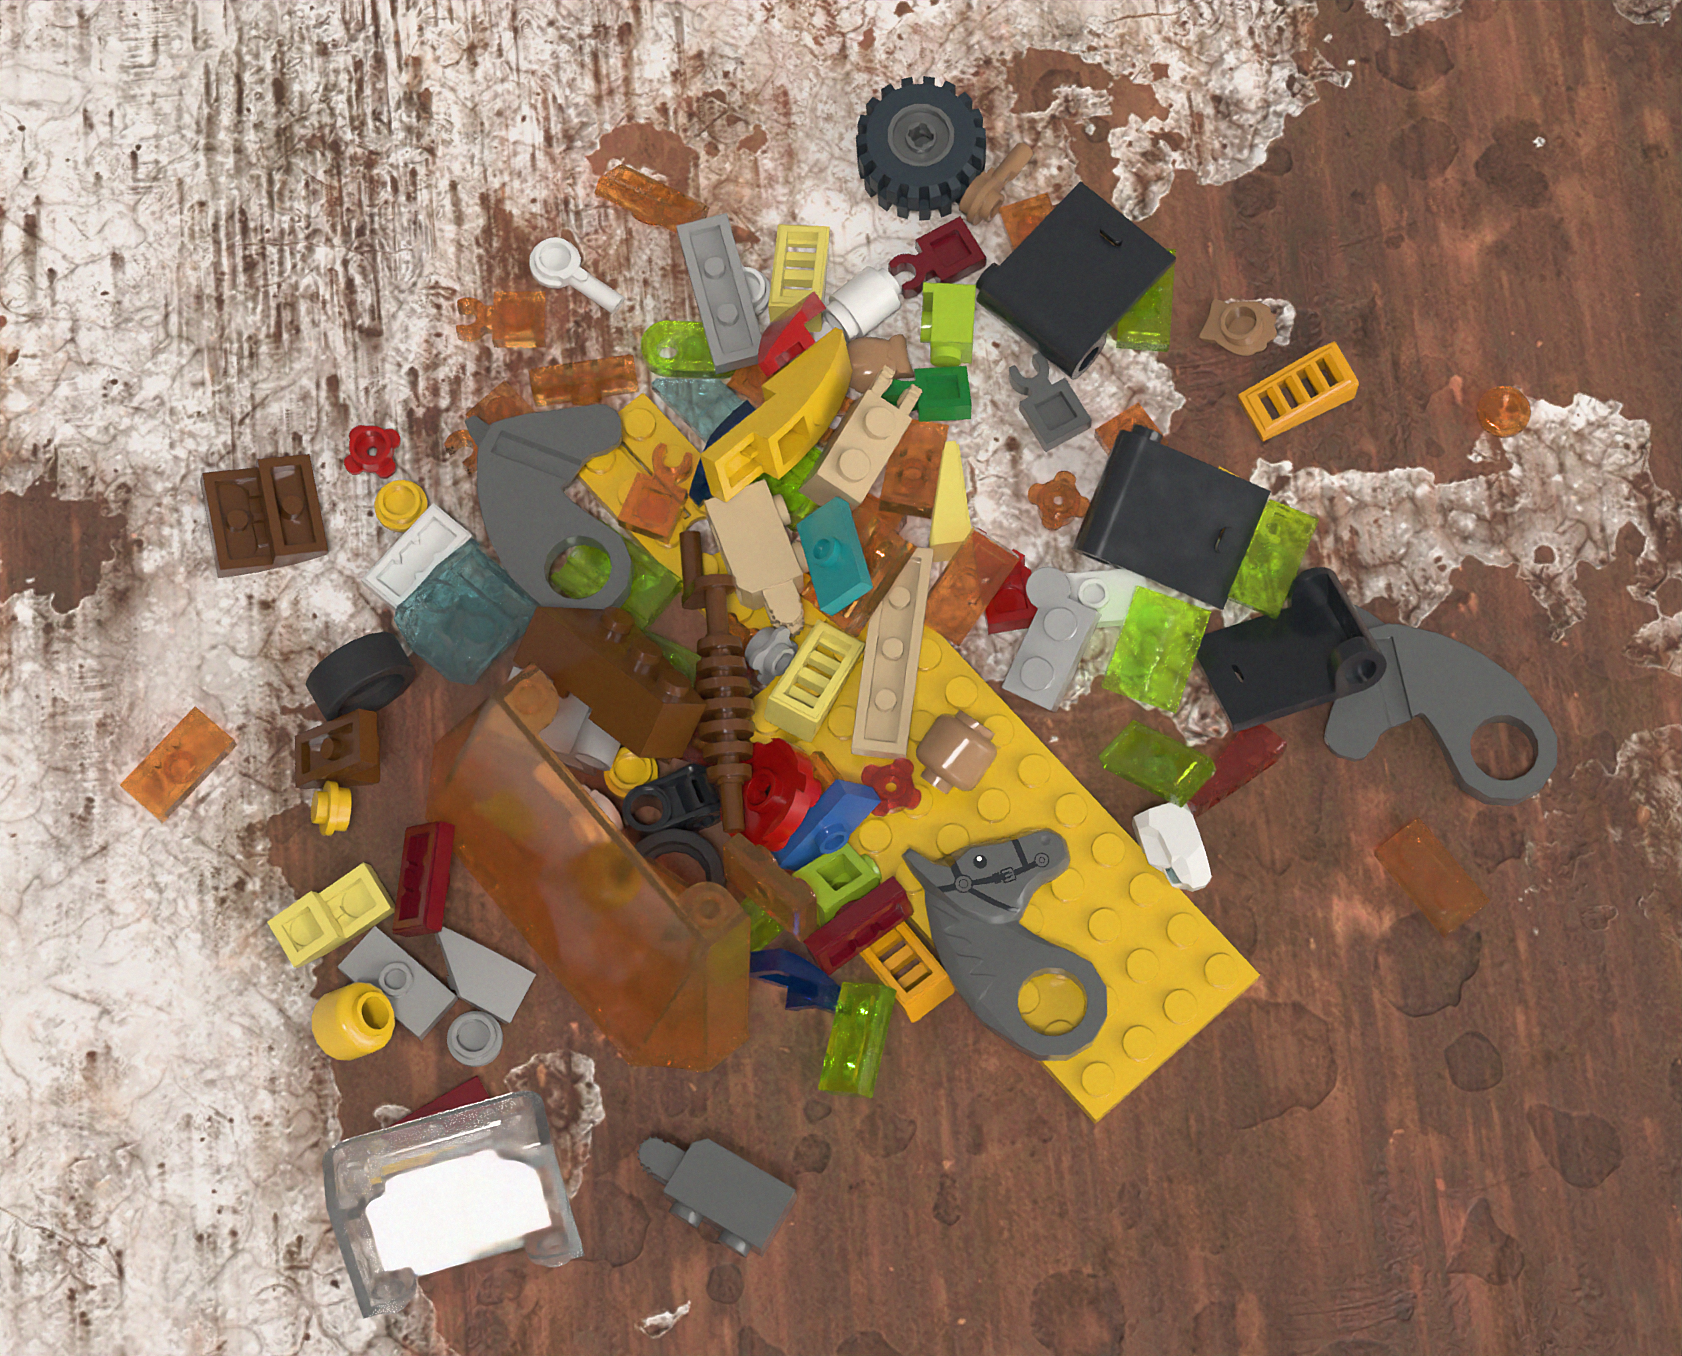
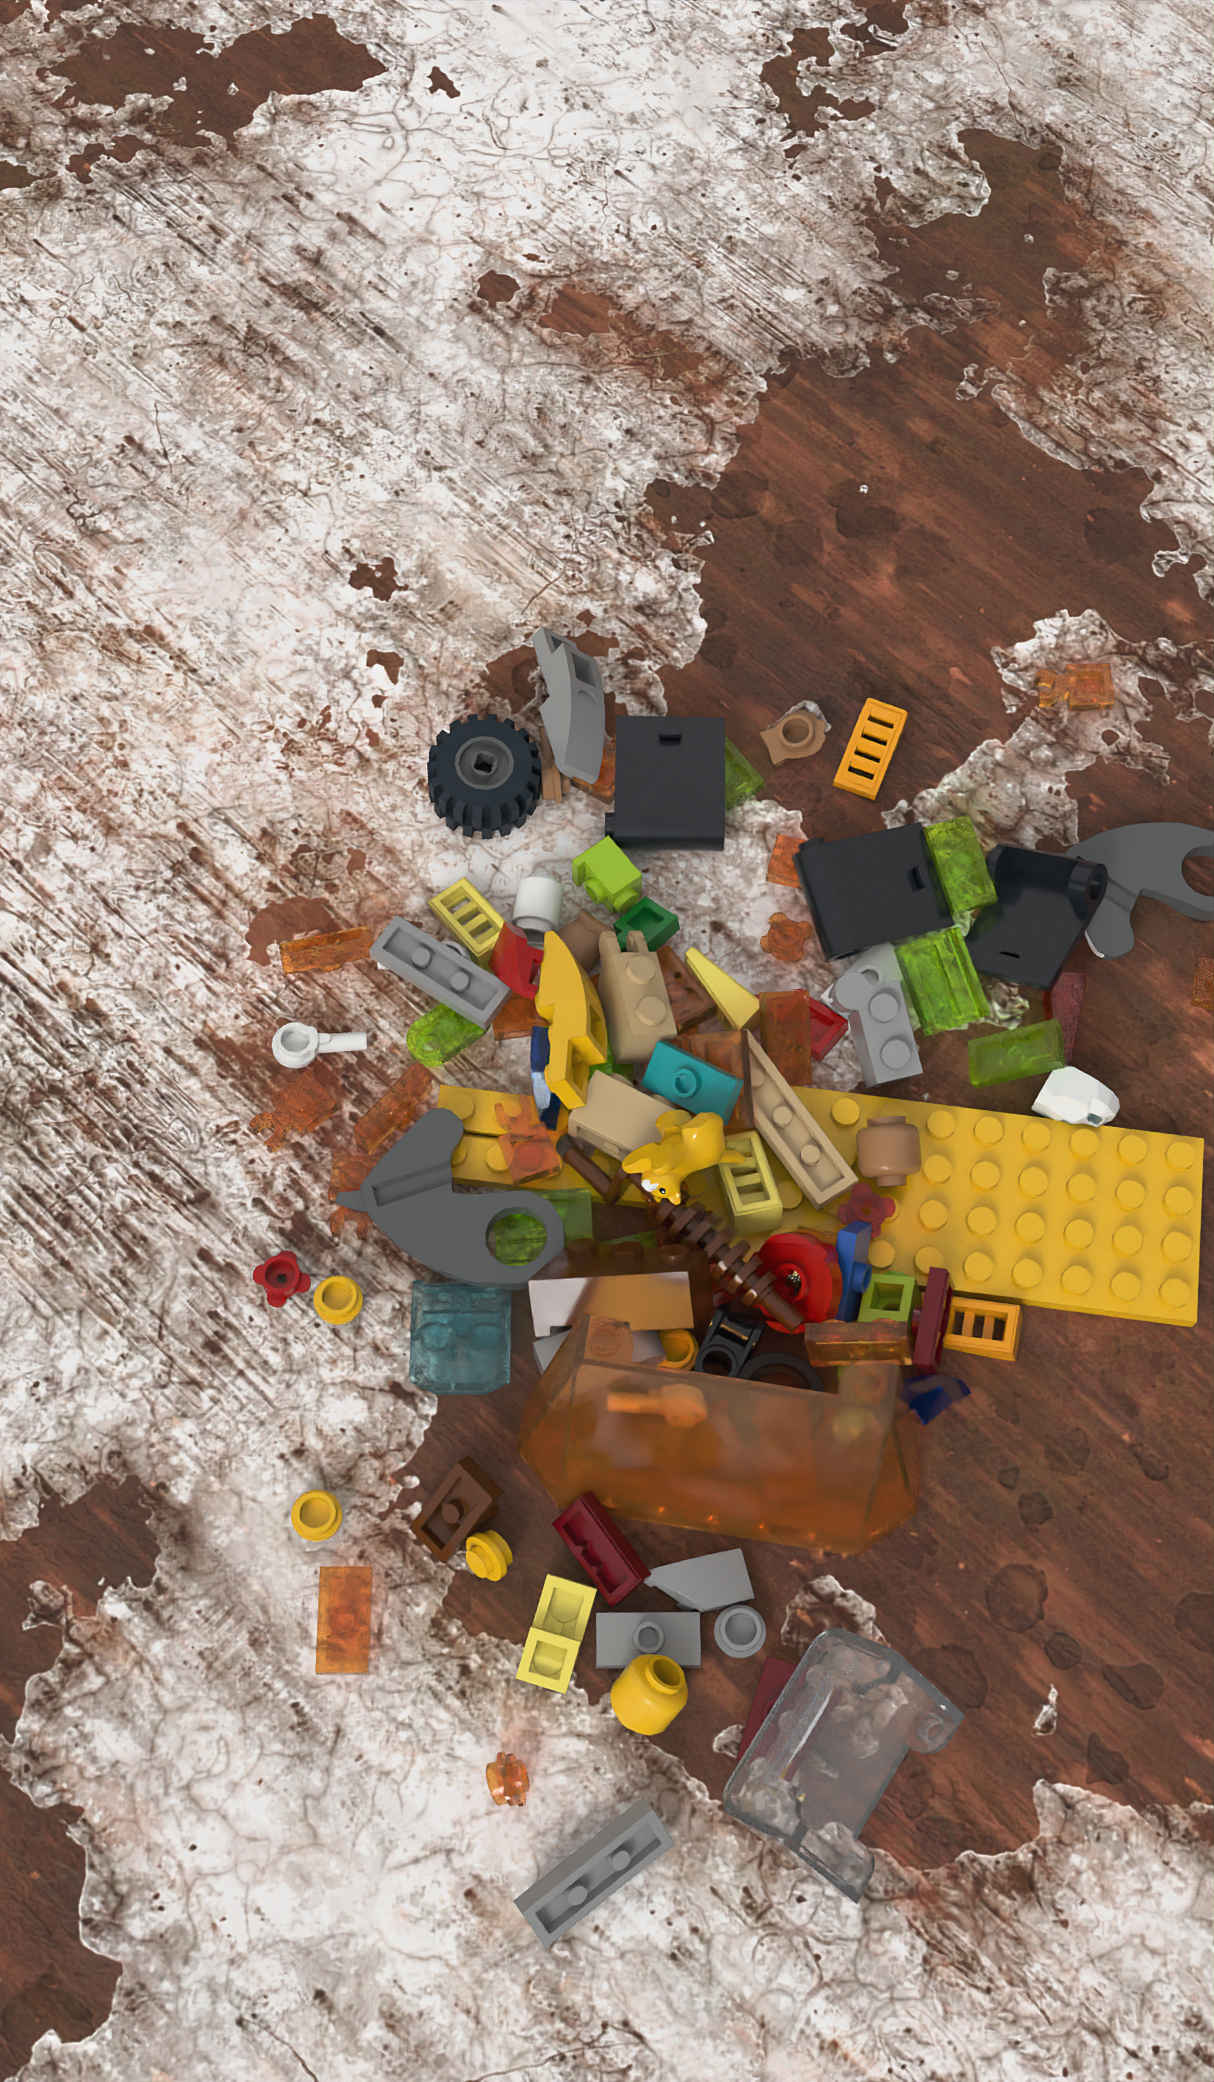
camera: 45 degrees left, 5 degrees down
(190, 993) = (507, 1780): none -> clear orange plate
(191, 1118) = (594, 1872): none -> light grey plate
(231, 665) = (316, 1515): none -> yellow plate
(263, 515) = (242, 1388): reddish brown slope -> none
(361, 676) = (429, 1442): black tyre -> none
(415, 556) = (386, 1327): white plate -> none
(698, 402) = (492, 1062): clear light blue tile -> none
(721, 1191) = (1009, 1587): dark grey hinge -> none
(769, 602) = (683, 1149): none -> yellow animal
(770, 653) = (704, 1187): light grey plate -> none
(857, 1040) = (999, 1402): clear neon green plate -> none
(942, 254) = (560, 836): dark red plate -> none
(974, 923) = (998, 1252): dark grey animal -> none
(1049, 409) = (726, 882): dark grey plate -> none
(1054, 143) = (575, 706): none -> light grey slope
(1503, 411) = (1005, 665): clear orange plate -> none
(1556, 488) = (1081, 685): none -> clear orange plate

